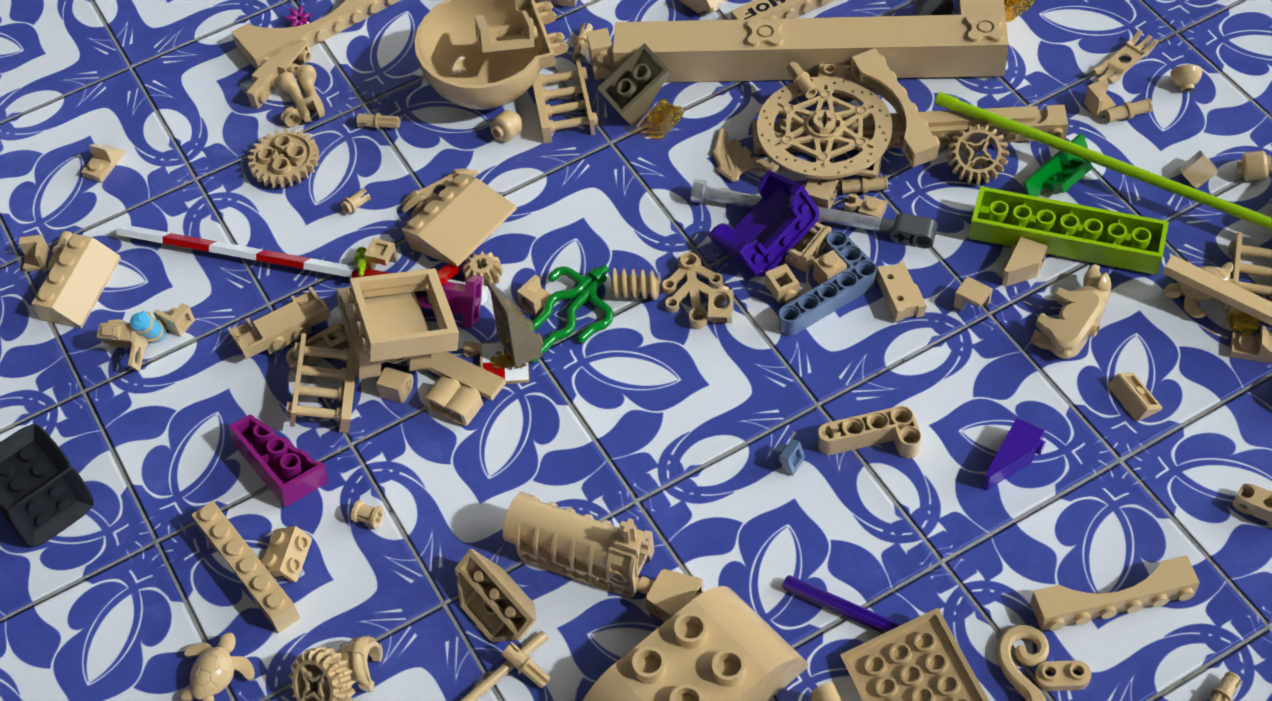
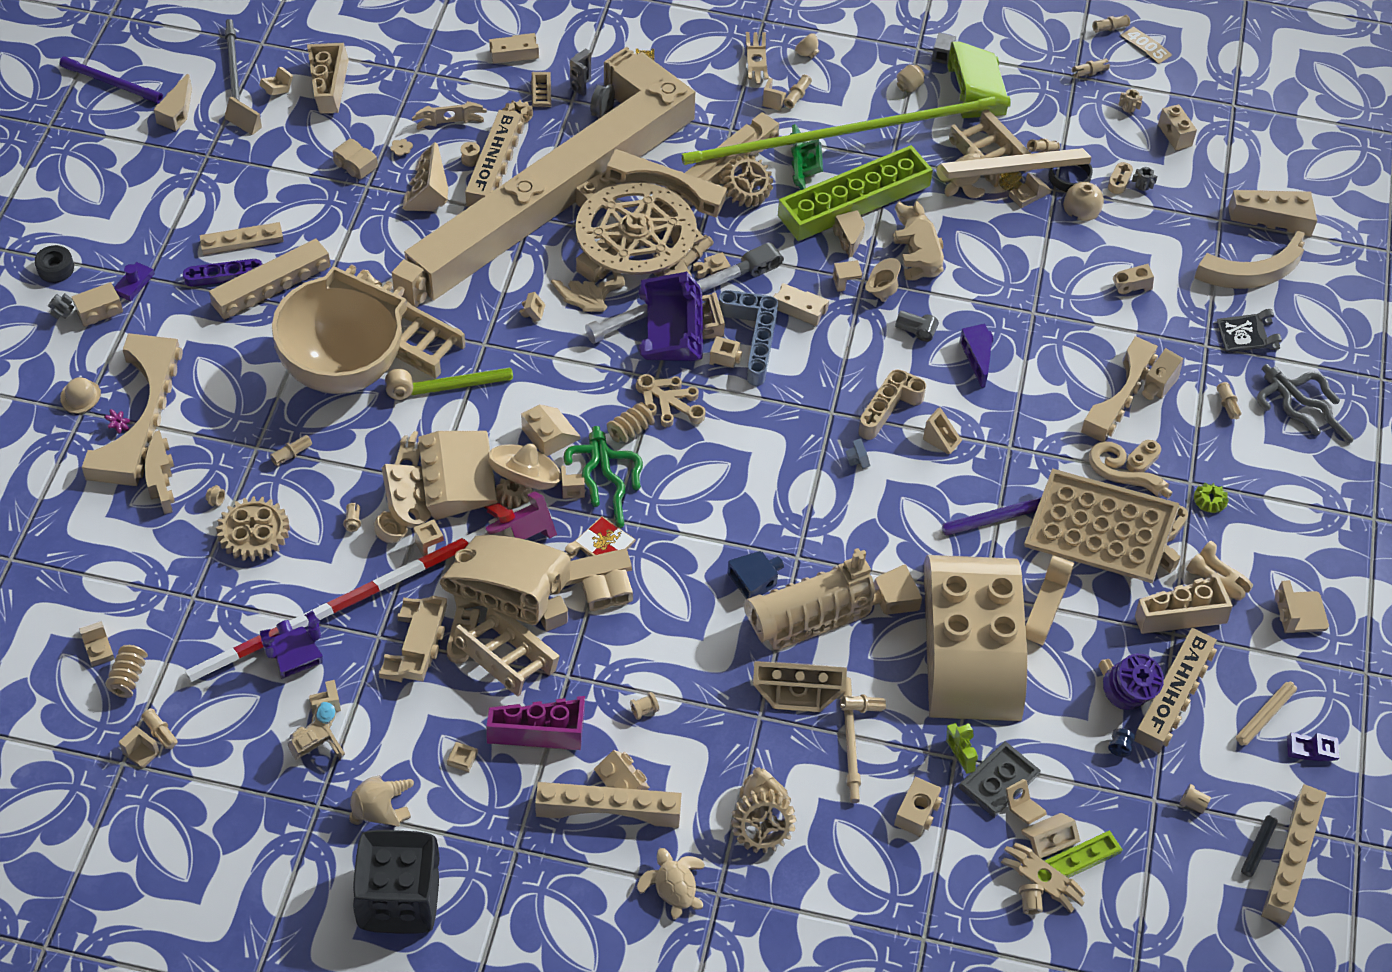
camera: 55 degrees left, 0 degrees up
(75, 282) = (207, 738): tan slope -> none
(88, 194) = (126, 670): none -> tan piece
(105, 409) = (373, 801): none -> tan piece
(192, 263) = (294, 648): none -> dark purple torso
(207, 439) = (462, 757): none -> tan tile
(306, 78) = (220, 475): tan piece -> none
(359, 260) = (415, 551): lime piece -> none
(366, 226) = (388, 528): none -> tan hair
(402, 206) = (405, 494): none -> tan plate
(406, 344) = (540, 525): tan window -> none
(487, 35) = (342, 319): tan window -> none
(507, 253) = (524, 466): none -> tan hat
(514, 329) = (599, 508): dark tan slope -> none
(557, 158) = (462, 381): none -> lime axle
(570, 241) = (548, 429): none -> tan slope
(578, 484) = (754, 573): none -> dark blue torso
(635, 84) = (467, 286): dark tan slope -> none
(663, 119) = (506, 301): clear yellow piece -> none
(677, 138) = (533, 307): none -> tan tile
(721, 315) = (710, 388): tan brick -> none
(802, 80) = (587, 204): tan axle -> none
(828, 267) = (744, 322): tan brick -> none
(886, 495) = (941, 433): none -> tan slope
(987, 390) = (923, 327): none -> dark grey piece
(999, 325) = (884, 279): none -> tan piece
(1134, 396) = (999, 269): tan slope -> none
(1170, 614) = (1162, 375): none -> tan torso
(1198, 169) = (881, 102): tan panel -> none

